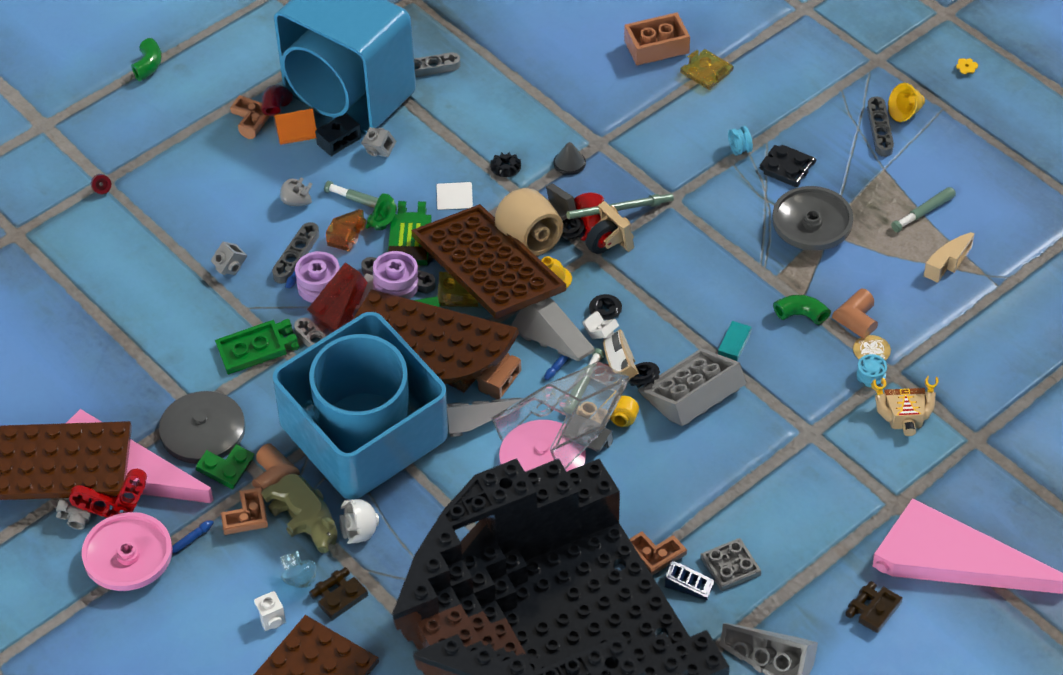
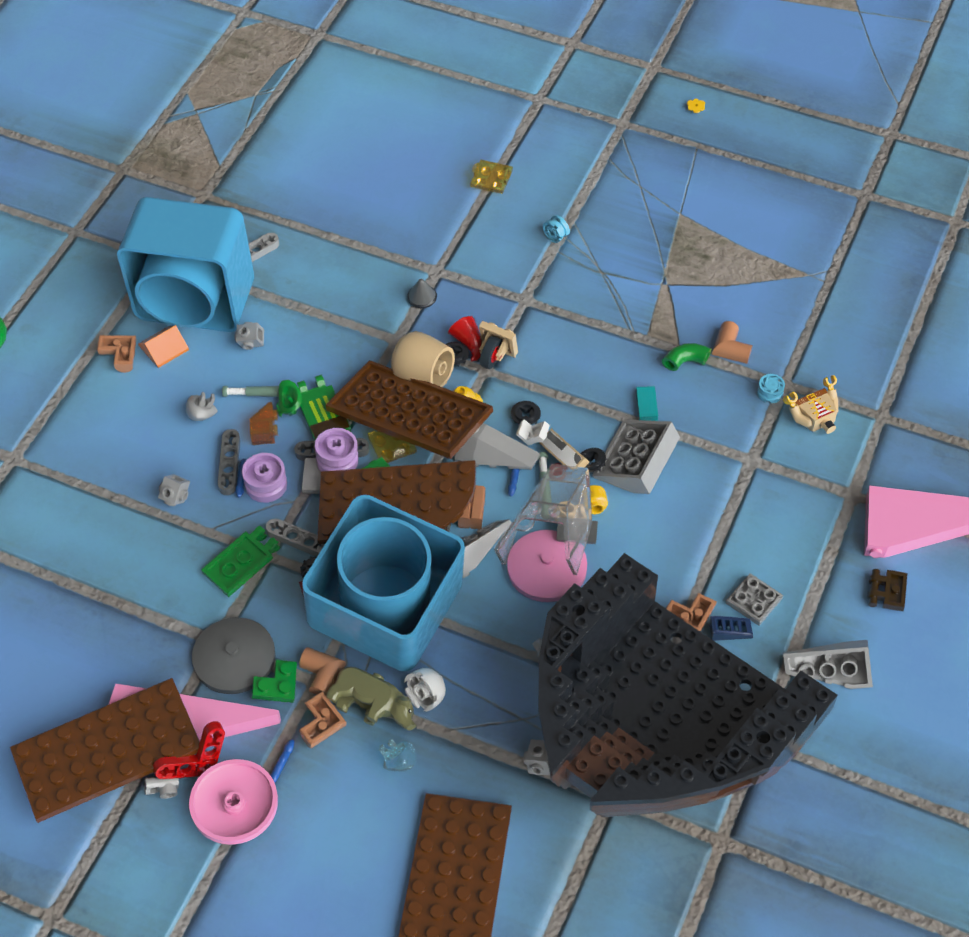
camera: 25 degrees left, 5 degrees up
(103, 187) = (13, 462): dark red tile -> none
(270, 611) = (396, 803): white bracket -> none
(275, 98) = (135, 328): dark red cylinder -> none
(338, 134) = (208, 341): black brick -> none
(339, 298) = (297, 492): clear red wedge -> none
(343, 597) = (448, 764): dark brown plate -> none
(454, 195) = (339, 360): white sticker -> none
(505, 170) = (372, 322): black gear -> none
(560, 200) = (439, 331): dark grey panel -> none
(652, 200) = (512, 305): sand green bar -> none
(656, 38) = (437, 163): nougat brick -> none
(785, 164) = (602, 236): black plate -> none
(812, 218) = (652, 275): dark grey dish -> none
(872, 345) = (757, 368): pearl gold sticker -> none
(880, 126) = (655, 179): dark grey beam -> none
(904, 102) = (668, 152): yellow hat -> none
(933, 203) = (732, 236): sand green piece -> none
(948, 257) = (776, 271): tan slope -> none

